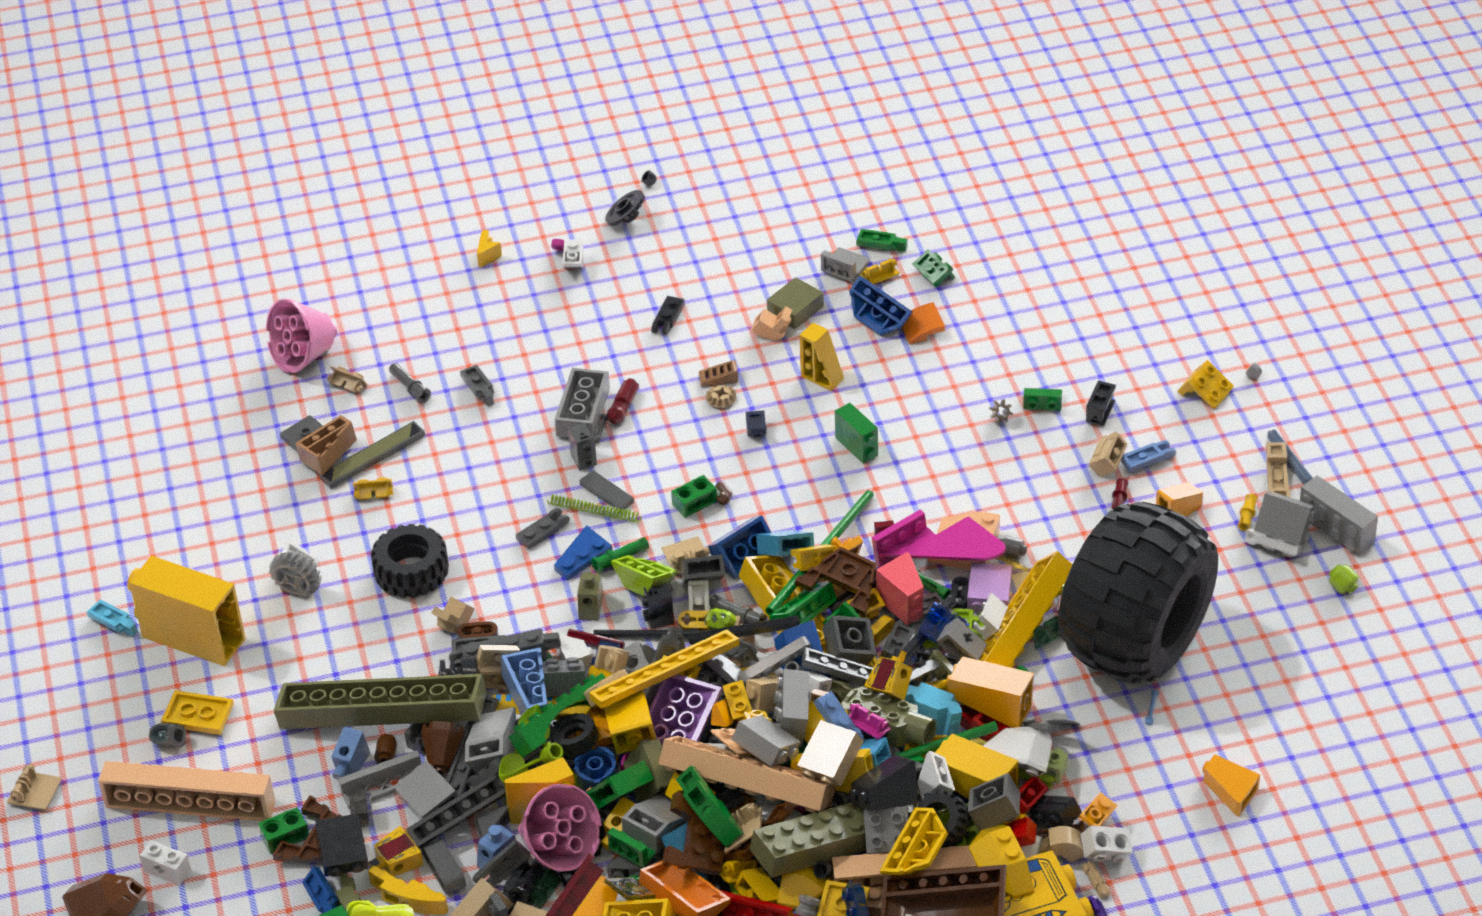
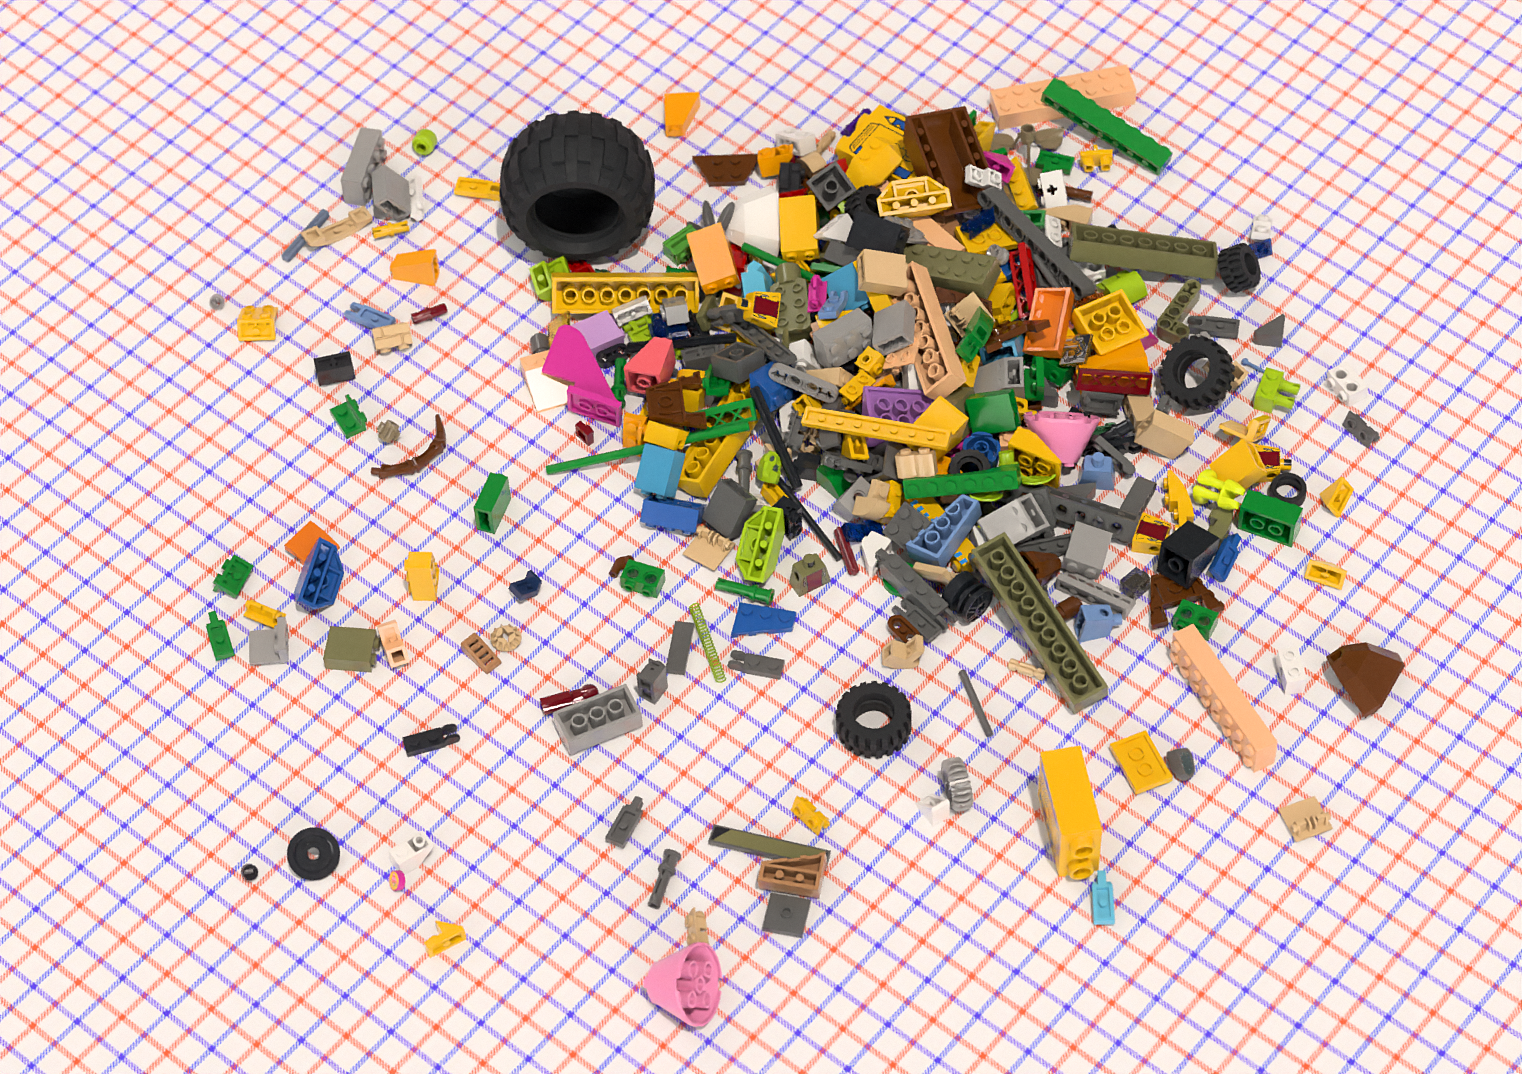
camera: 125 degrees left, 10 degrees up
(365, 643) = (975, 703): none -> dark grey bar
(957, 434) = (417, 463): none -> reddish brown animal
(1048, 700) = (677, 246): none -> bright green hinge
(1128, 786) = (726, 169): none -> reddish brown wing
(1250, 593) = (477, 188): none -> yellow hinge

